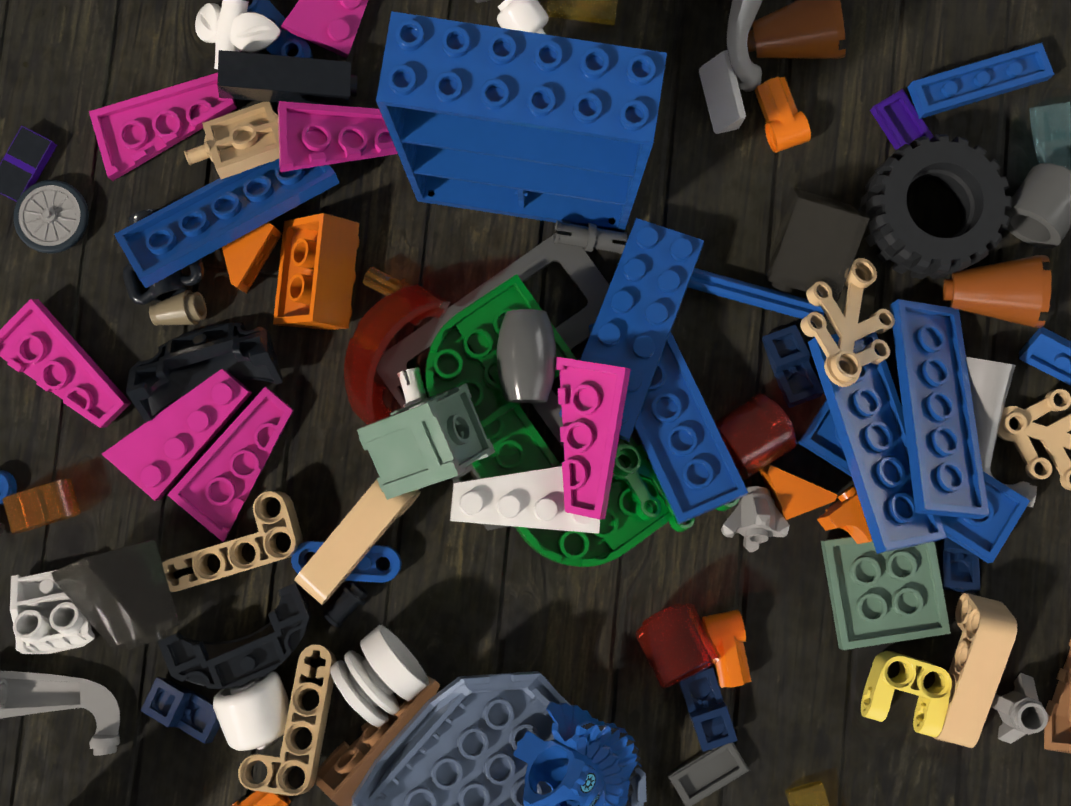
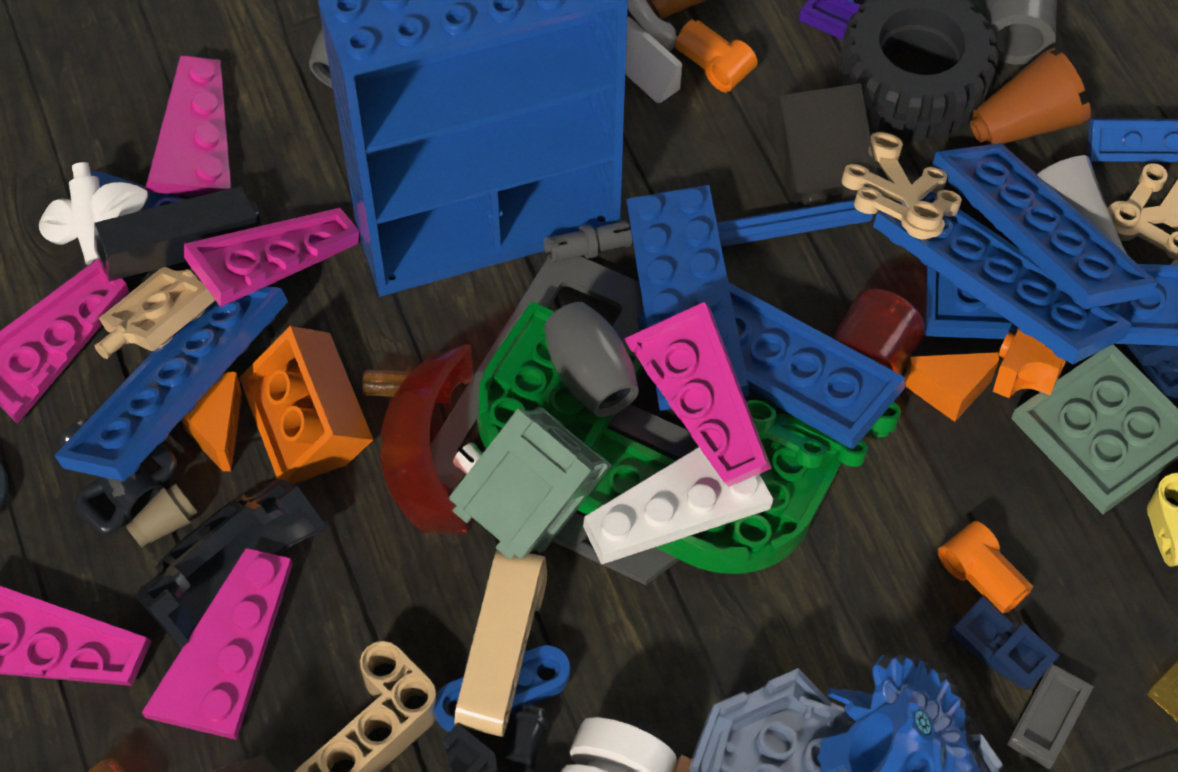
camera: 30 degrees left, 25 degrees down
(229, 469) = (307, 659): dark pink wing -> none
(677, 644) = (929, 578): clear red piece -> none
(756, 519) = (931, 421): light grey rock -> none
(791, 366) = (866, 266): dark blue slope -> none

